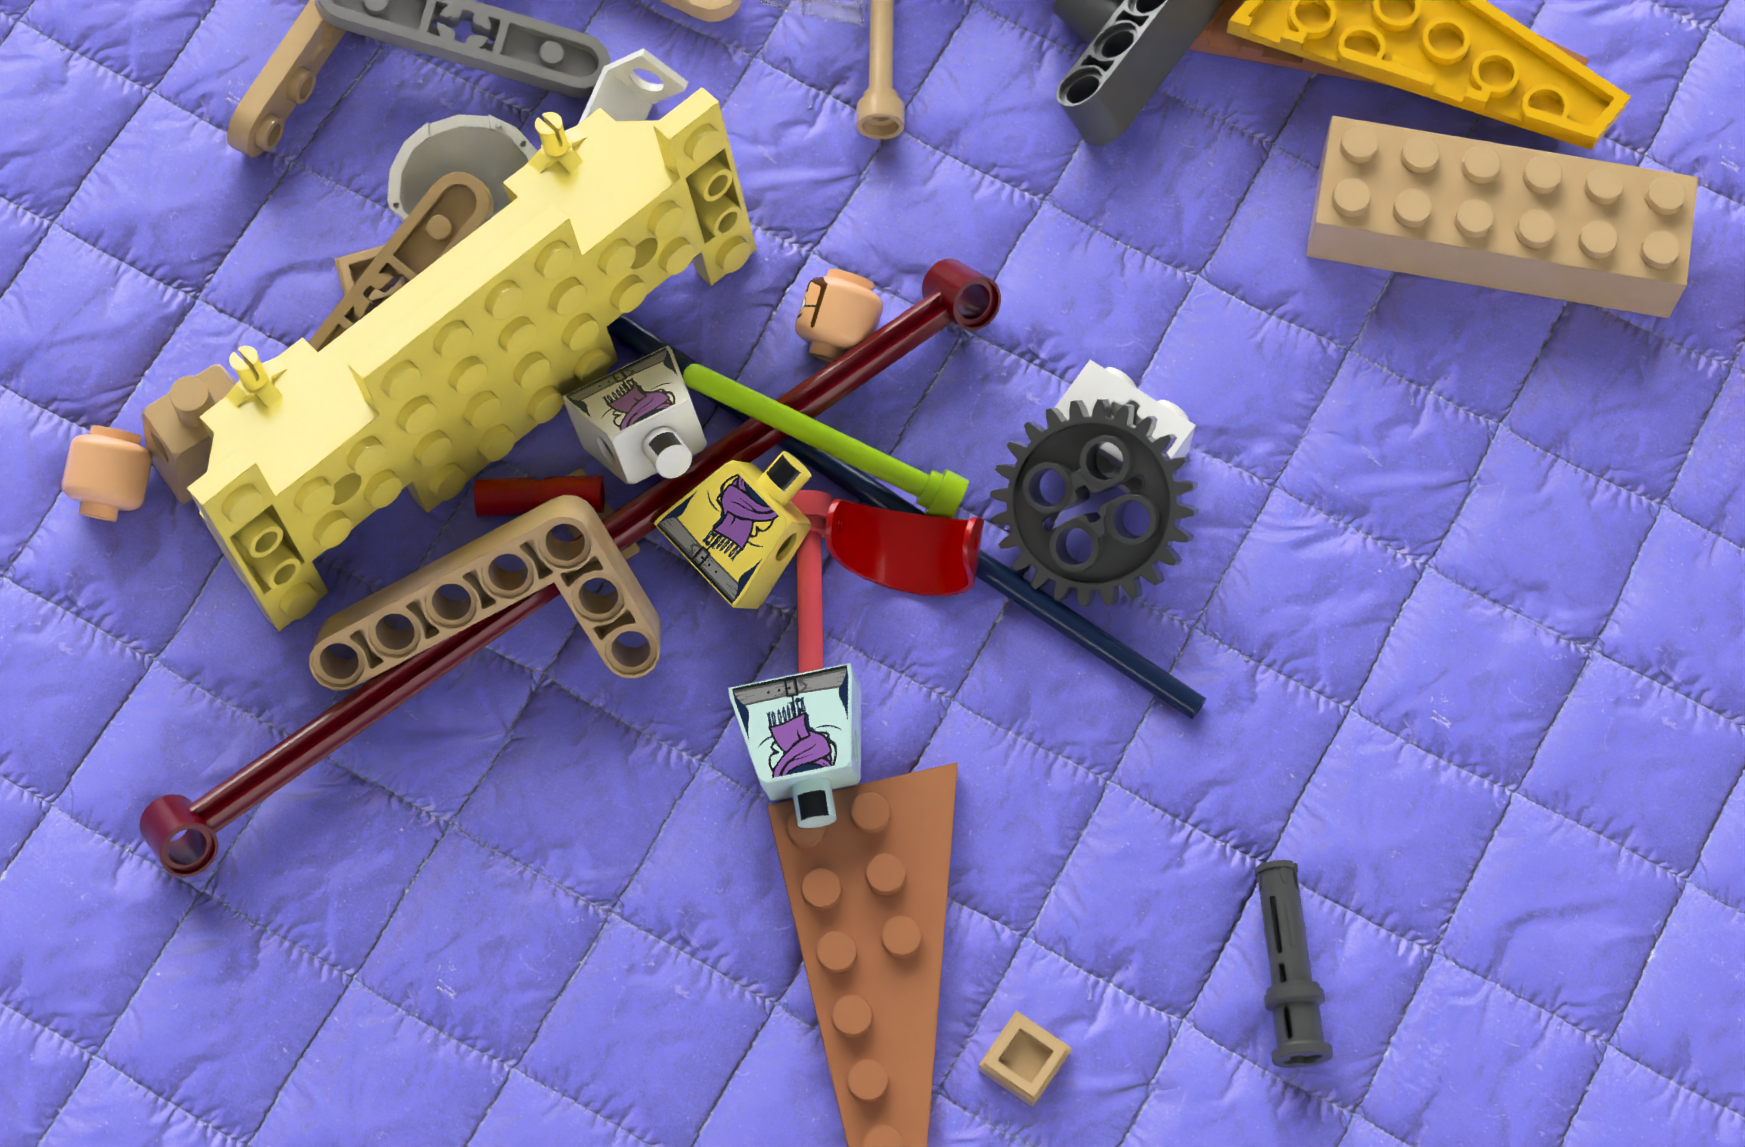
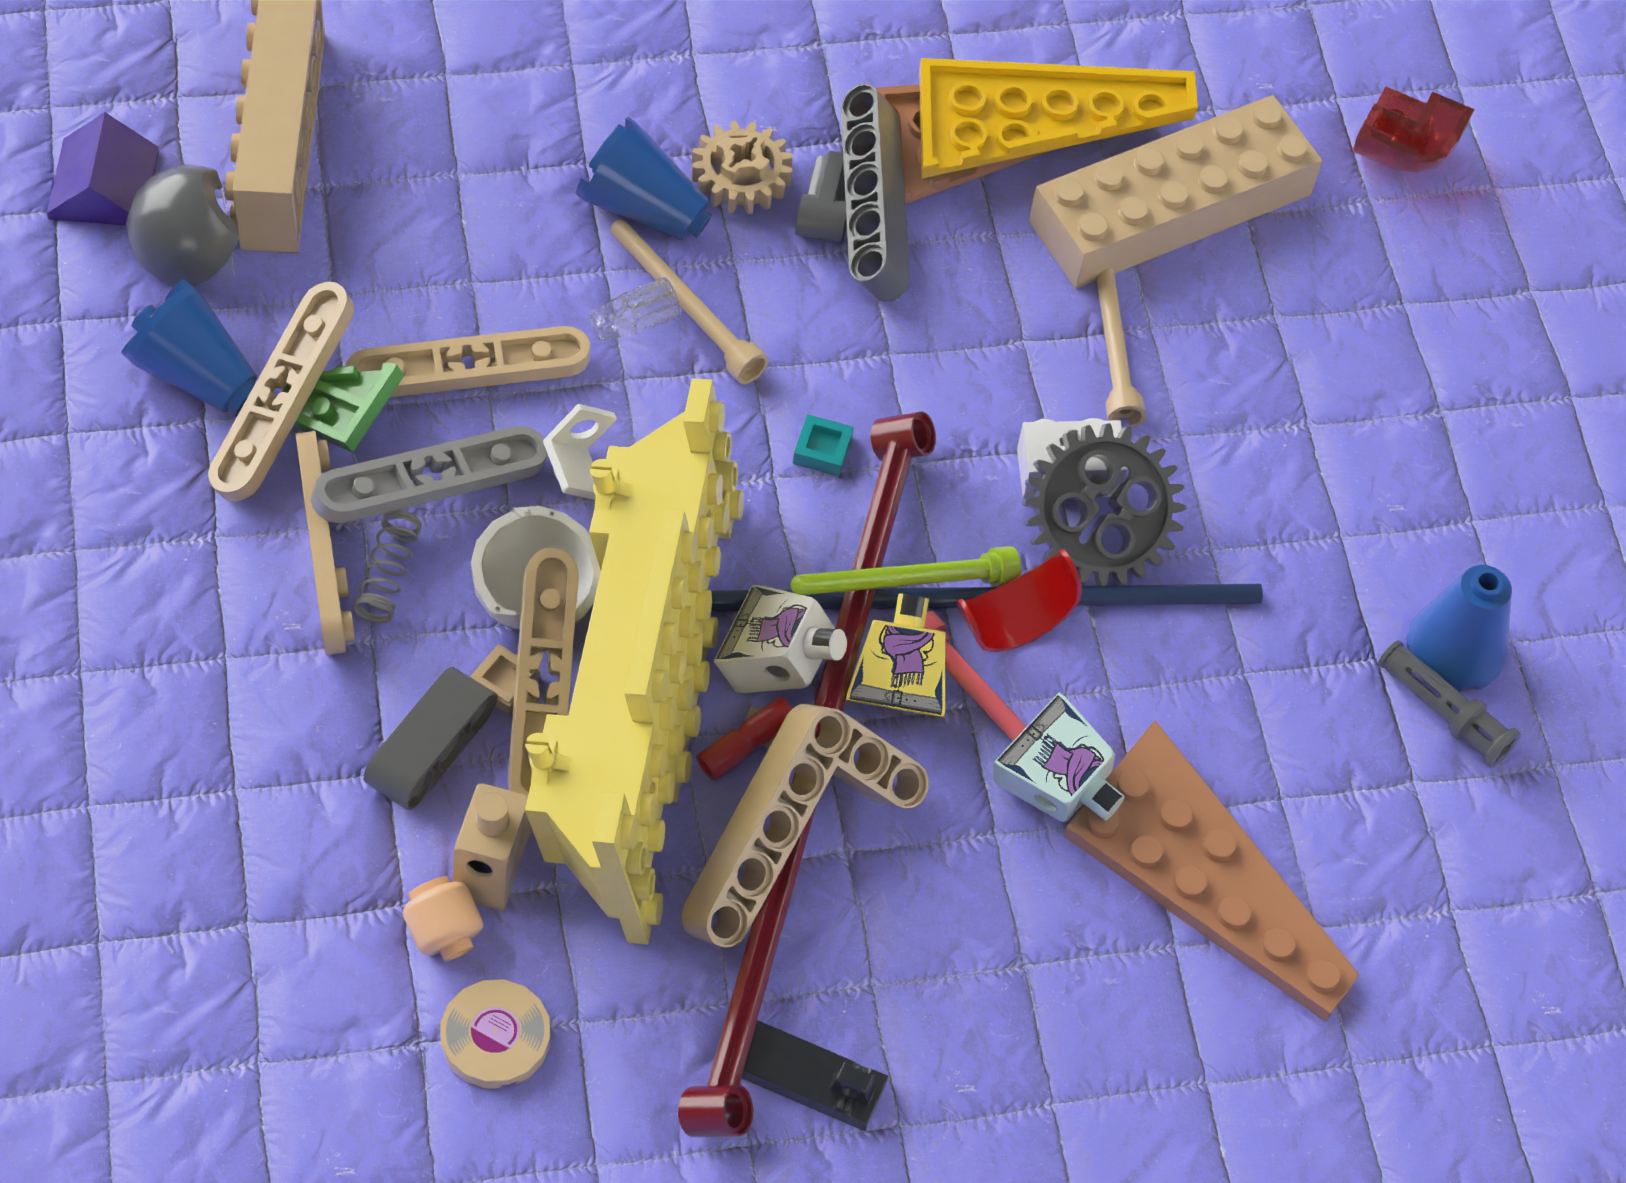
camera: 45 degrees left, 10 degrees down
(66, 615) = (495, 1033): none -> tan tile
(249, 292) = (430, 738): none -> dark grey beam
(309, 126) = (377, 600): none -> light grey piece
(309, 869) = (813, 1076): none -> black hinge
(837, 313) = (837, 500): light nougat head -> none
(885, 250) = (823, 445): none -> teal tile
(1024, 1059) = (1349, 868): tan tile -> none
(1242, 406) = (1124, 399): none -> tan piece
(1368, 908) = (1466, 629): none -> blue cone

